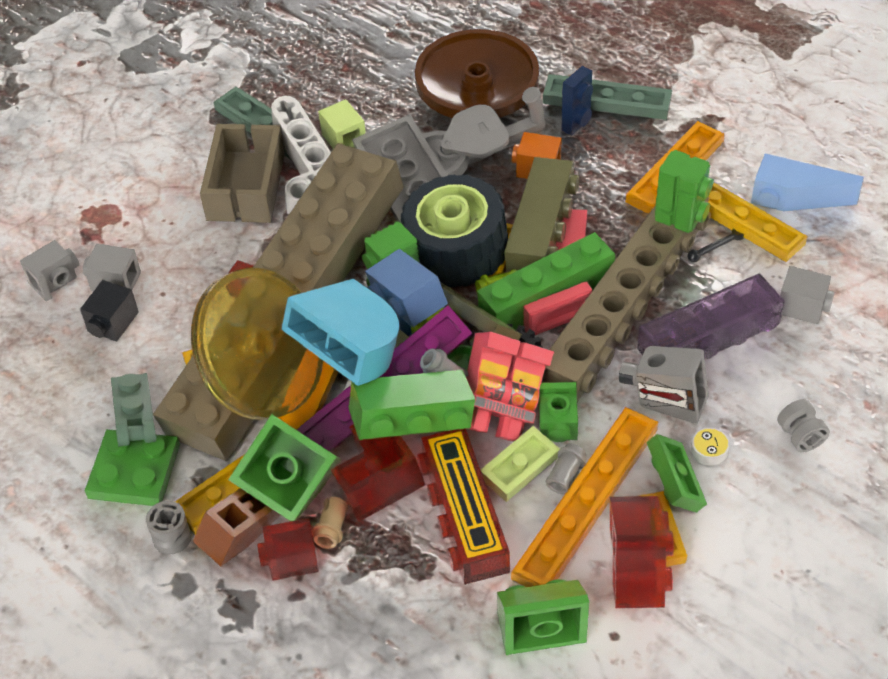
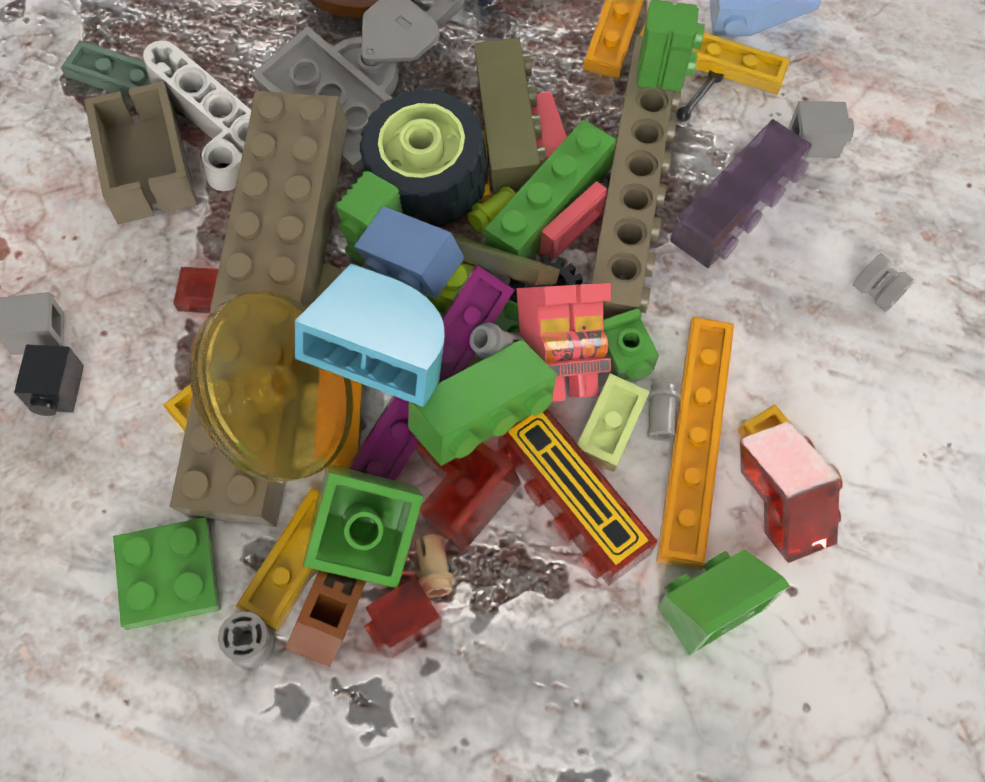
camera: 25 degrees left, 15 degrees up
(132, 409) = (137, 501): sand green plate -> none
(341, 124) = (231, 60): yellowish green brick -> none
(533, 146) = (463, 33): orange brick -> none
(669, 381) = (732, 273): light grey torso -> none
(676, 473) = (770, 369): bright green plate -> none
(710, 446) = (796, 334): tile -> none

